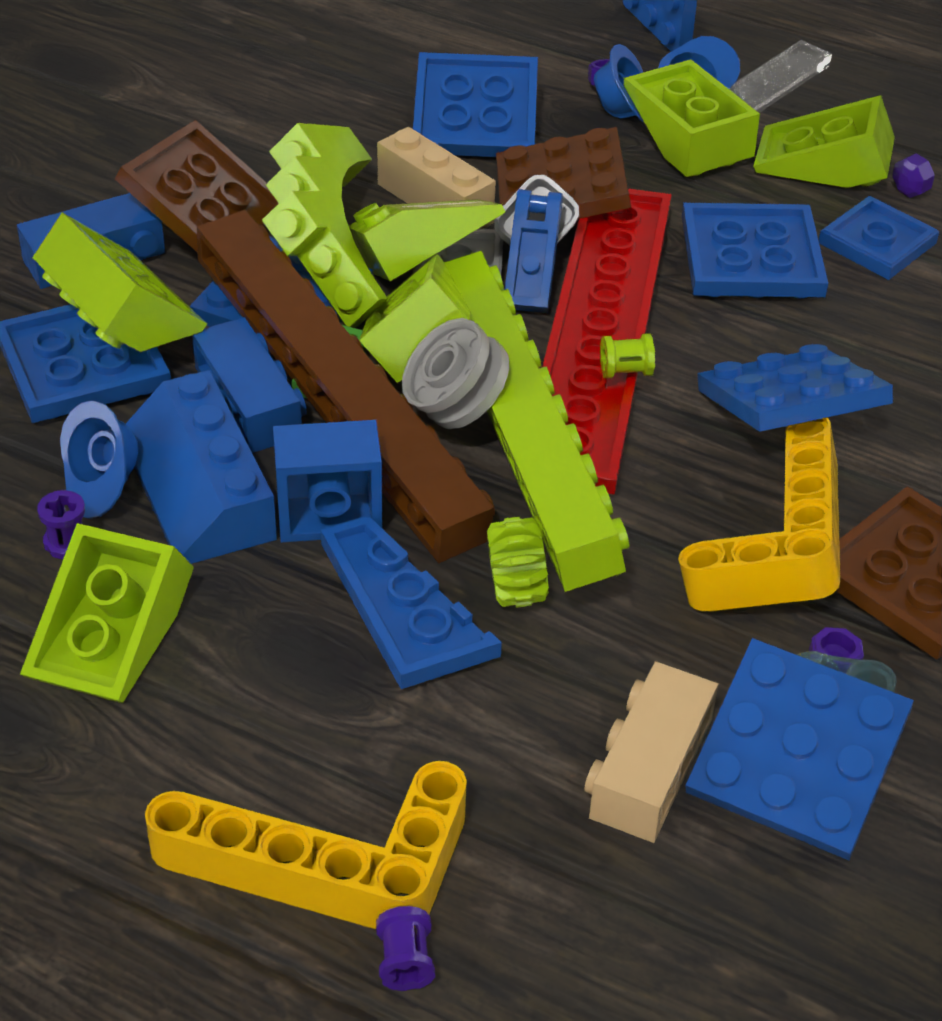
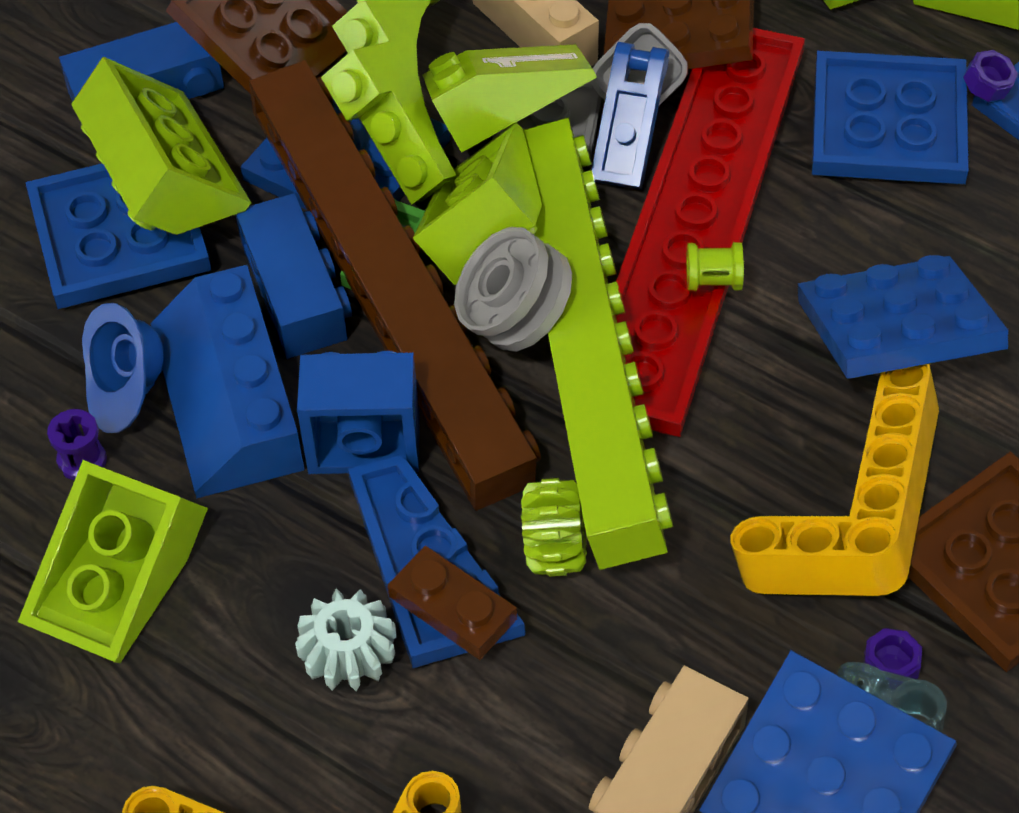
camera: 10 degrees right, 10 degrees up
(337, 666) = (324, 643): none -> light aqua gear
(434, 626) = (452, 602): none -> reddish brown plate
(833, 213) = (990, 75): none -> dark purple tile

